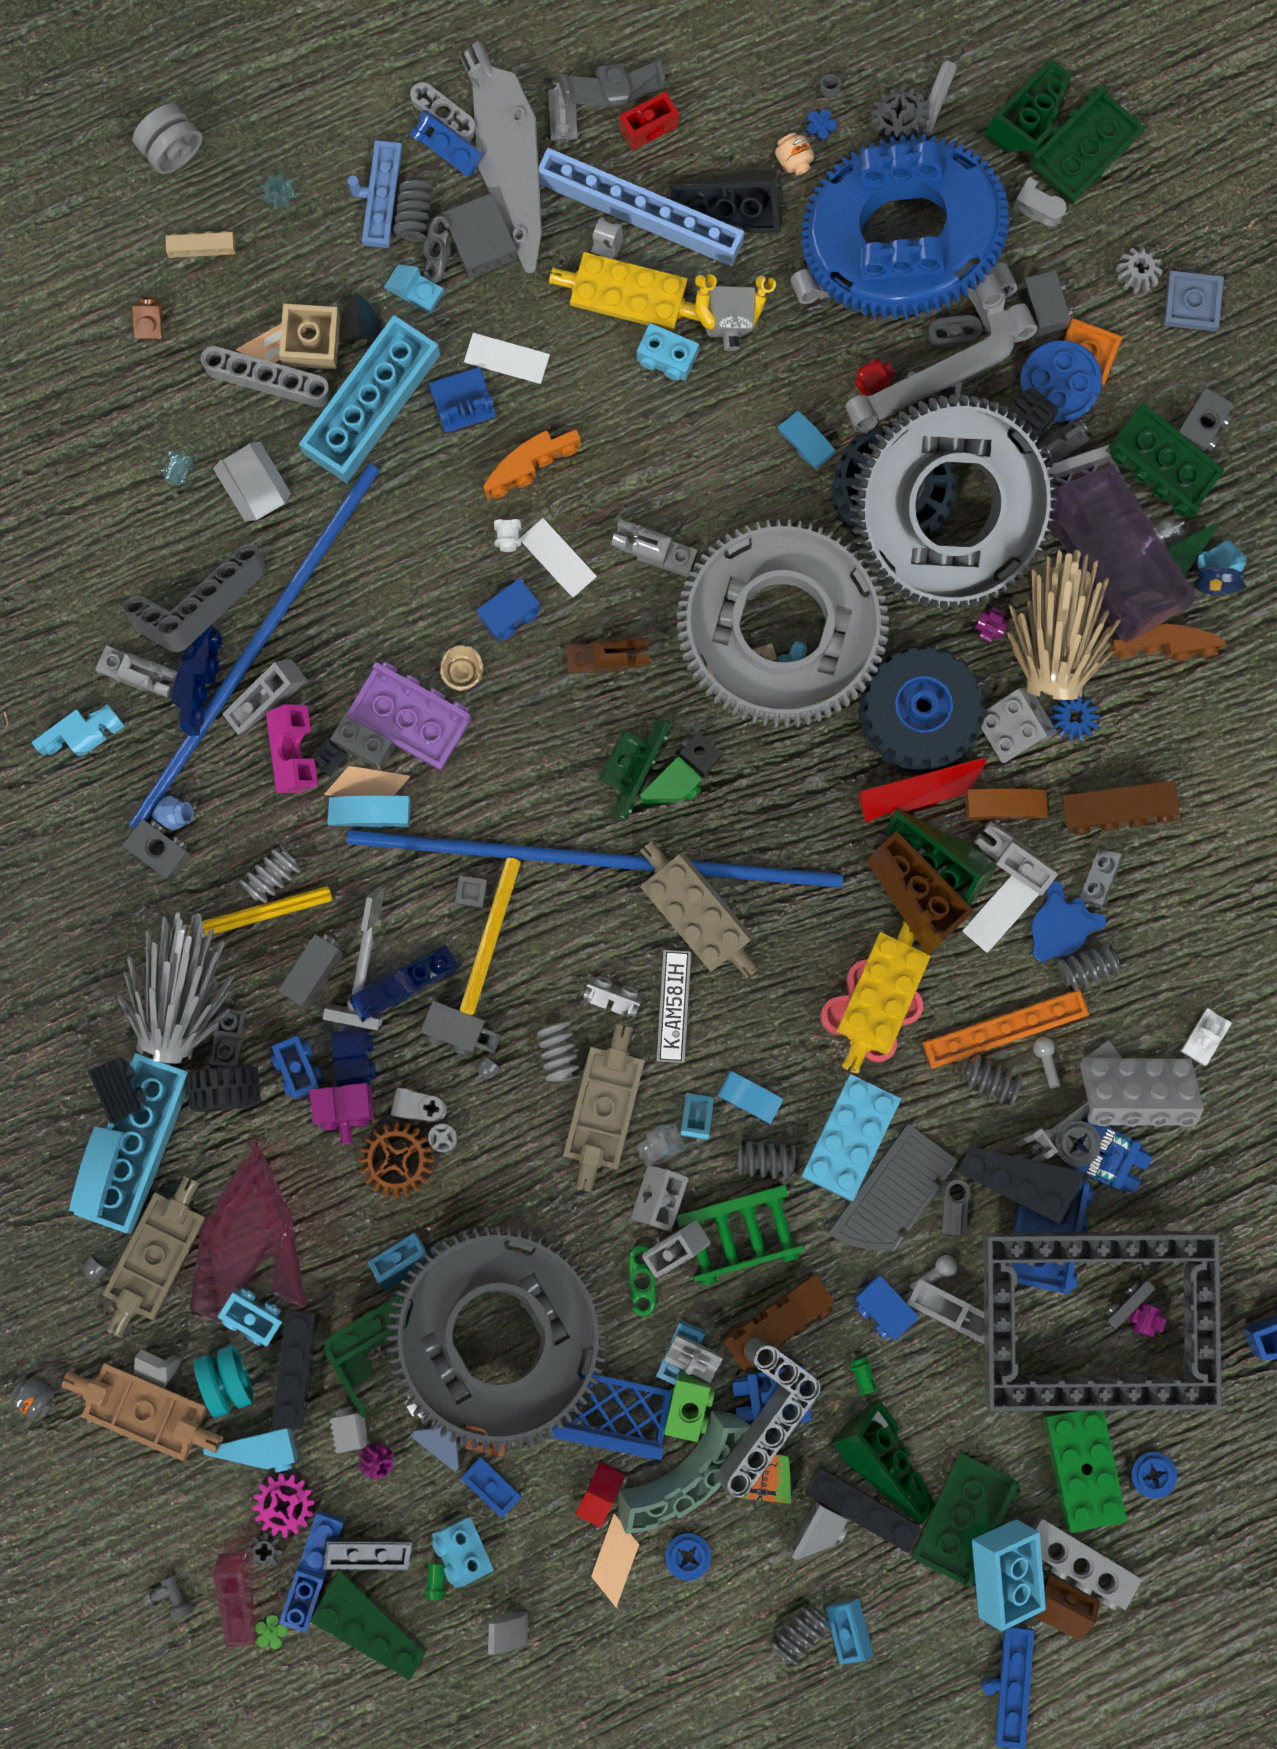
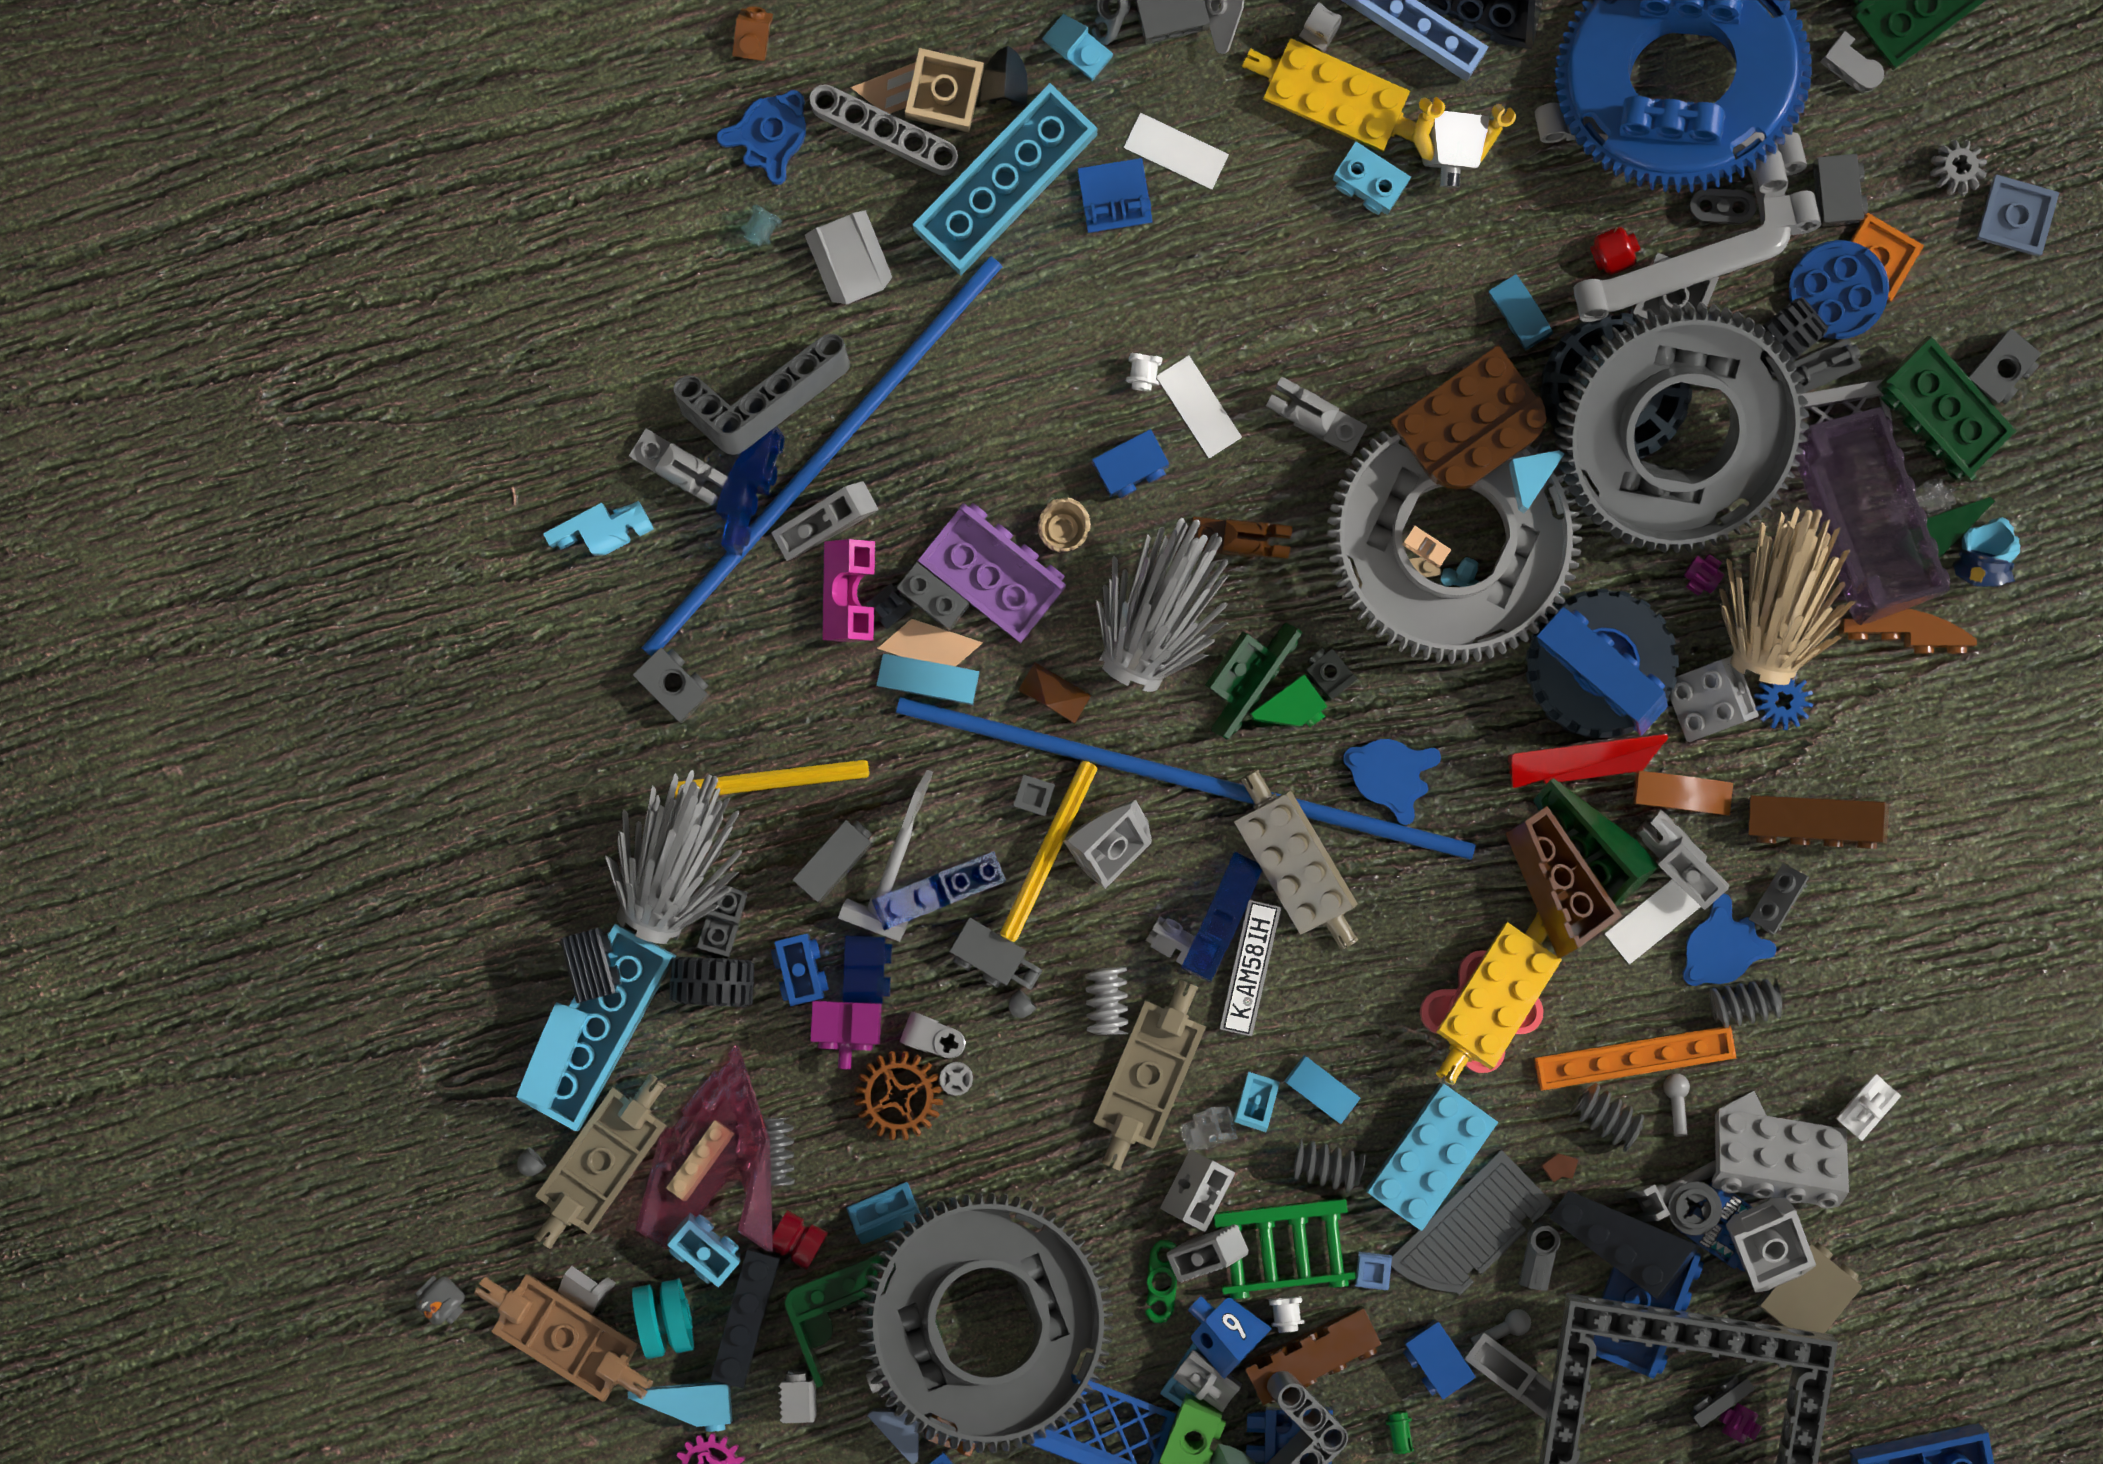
camera: 10 degrees right, 5 degrees up
(173, 813) = (696, 643): medium blue rock -> none
(174, 394) = (770, 132): none -> blue tile
(237, 1242) = (700, 1160): none -> tan piece
(270, 875) = (801, 737): light grey piece -> none
(300, 1224) = (776, 1129): none -> dark grey piece
(330, 1296) = (797, 1240): none -> dark red wheel
(376, 1460) = (823, 1437): magenta gear -> none
(475, 807) = (1054, 693): none -> reddish brown slope
(519, 465) = (1171, 289): orange slope -> none
(540, 920) = (1110, 842): none -> light grey slope
(550, 718) = (1152, 630): none -> light grey plant
(642, 966) = (1222, 917): none -> clear blue slope
(703, 1315) = (1226, 1333): none -> blue torso
(751, 1290) = (1286, 1313): none -> white brick
(760, 632) = (1426, 547): none -> light nougat piece
(763, 829) = (1390, 773): none -> blue tile
(781, 526) = (1472, 422): none -> reddish brown plate
(818, 1242) = (1373, 1271): none -> medium blue tile
(836, 560) = (1531, 474): none -> medium azure slope
(925, 707) = (1604, 668): none -> blue wedge
(958, 1128) = (1558, 1166): none -> copper piece
(1147, 1163) = (1771, 1244): none -> light grey slope
(1185, 1198) = (1814, 1298): none -> dark tan brick

